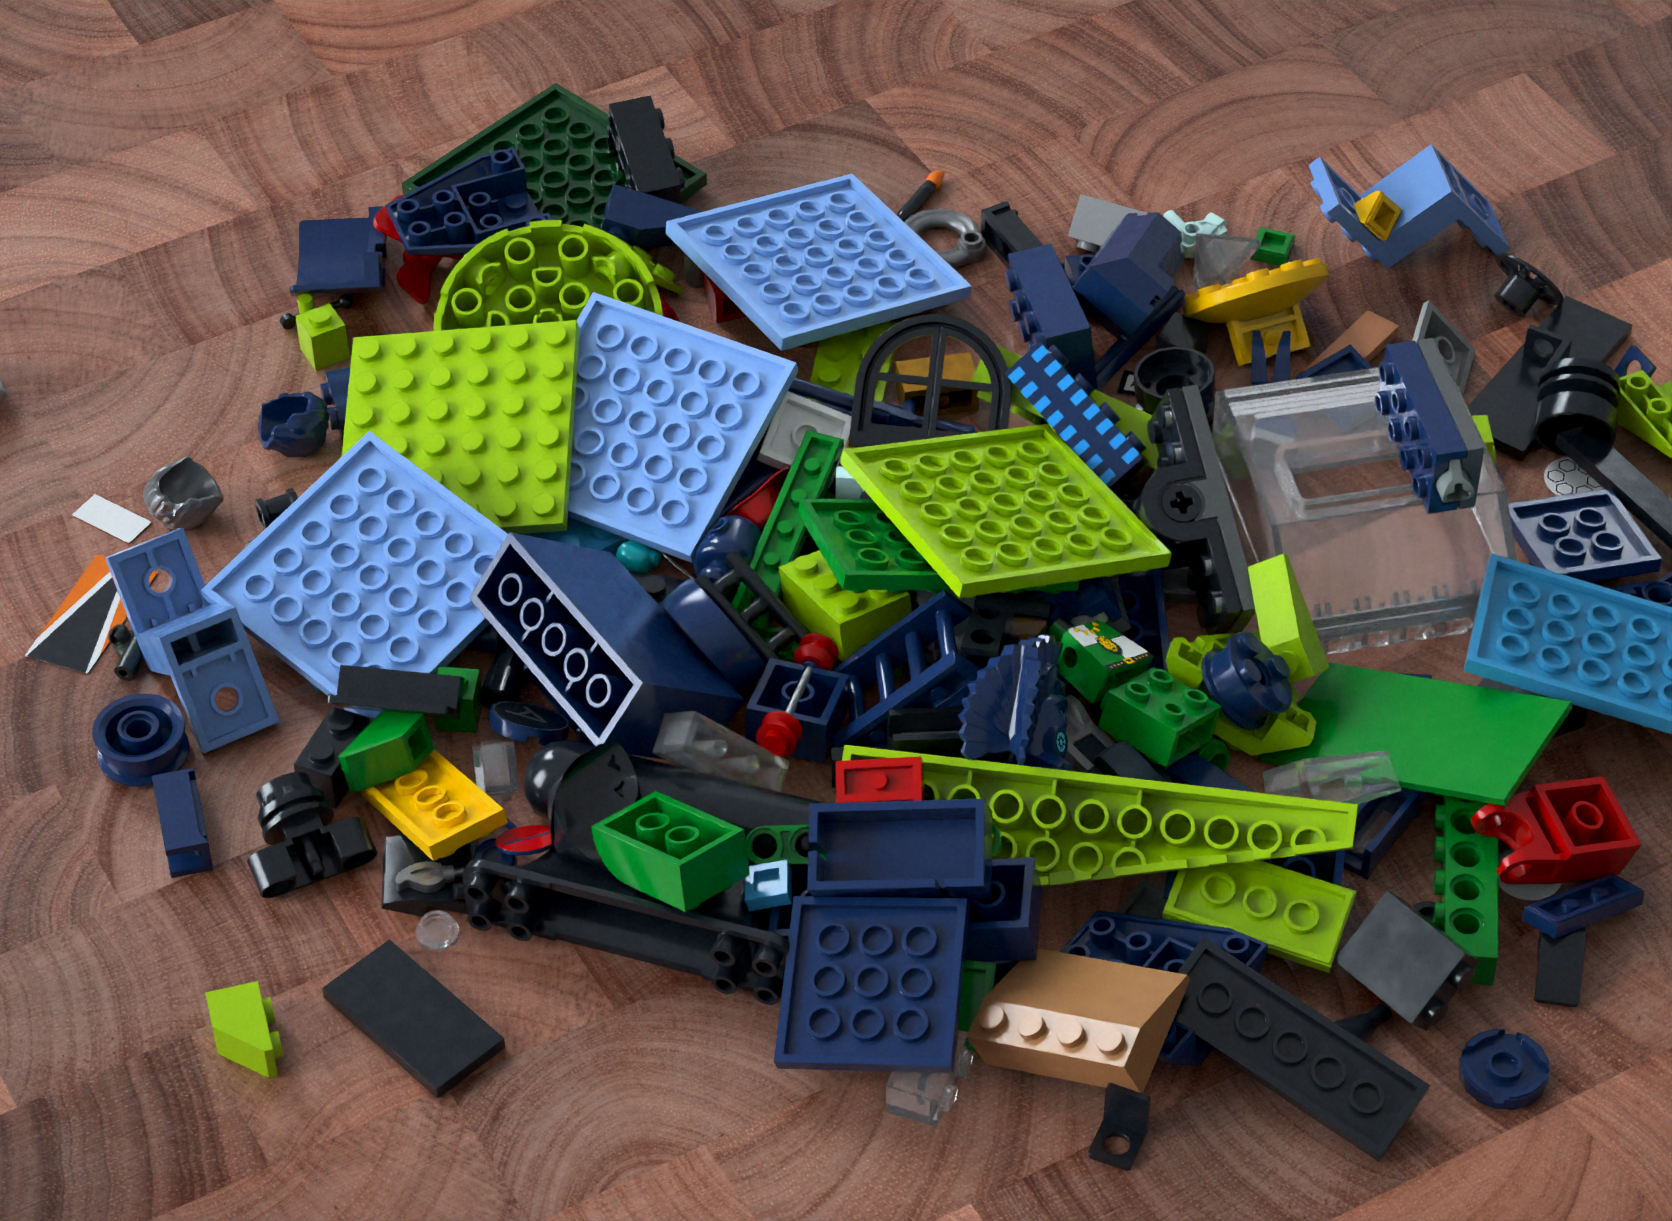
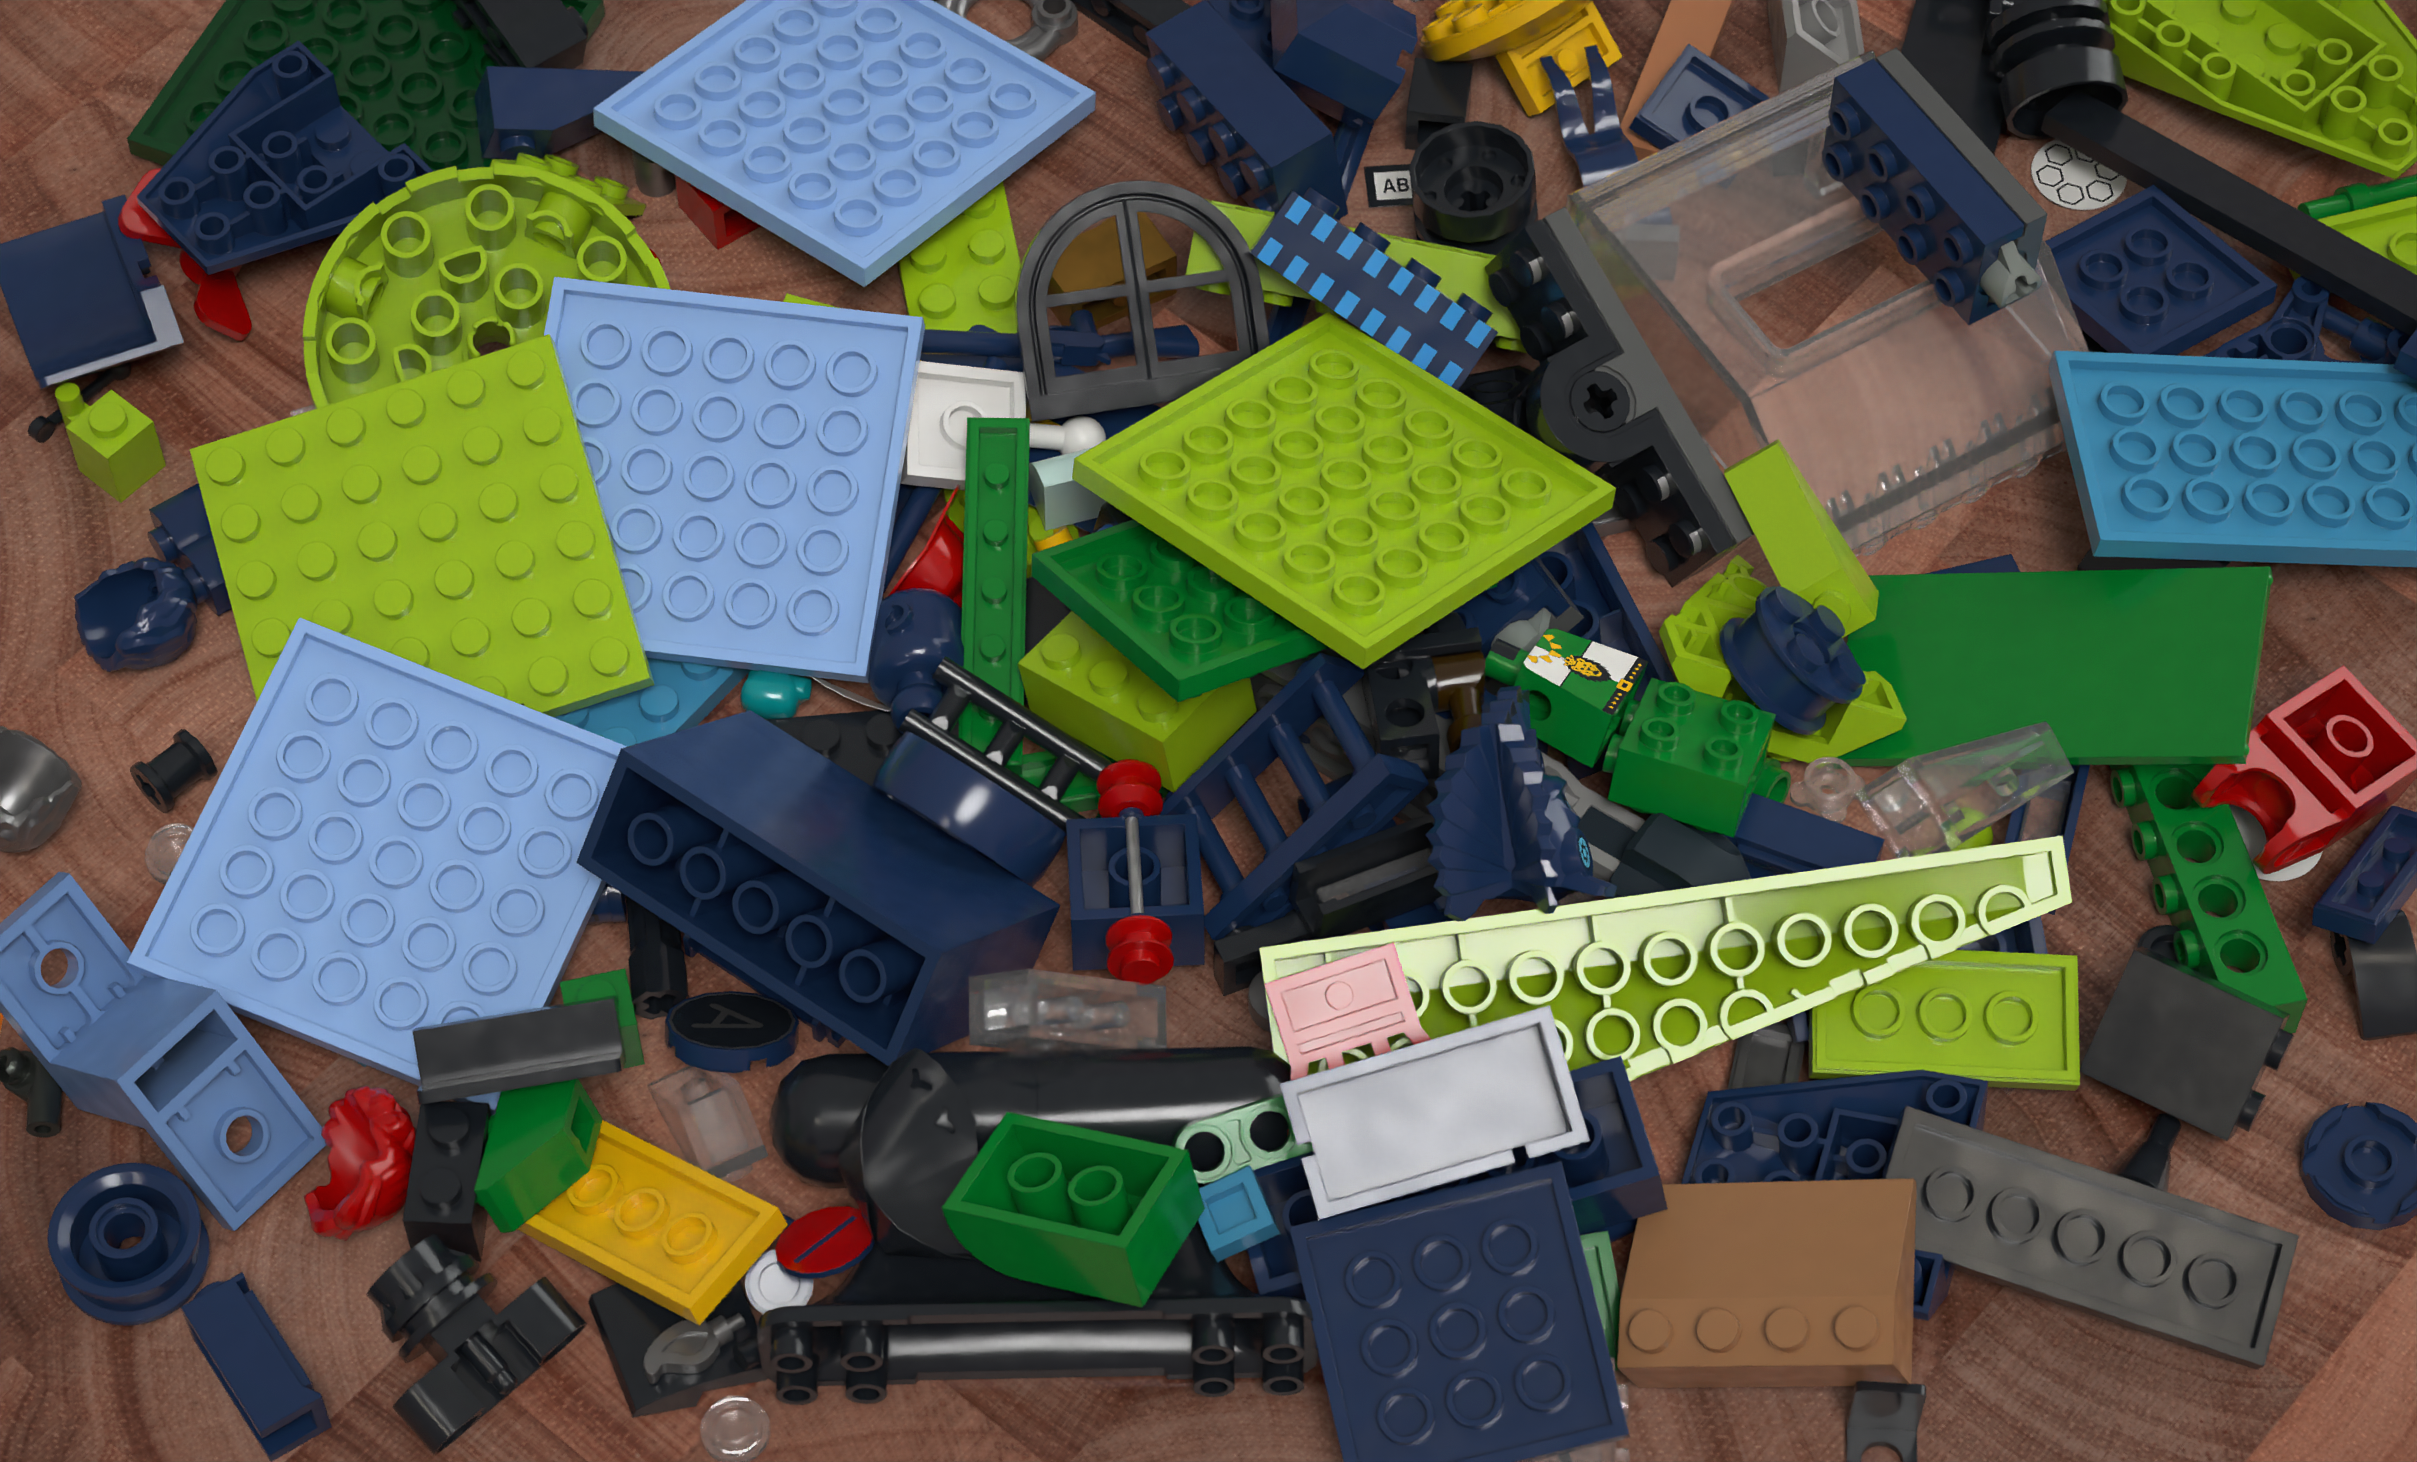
camera: 20 degrees left, 10 degrees up
(289, 735) = (367, 1164): none -> red hair
(1249, 769) = (1827, 774): none -> clear plate

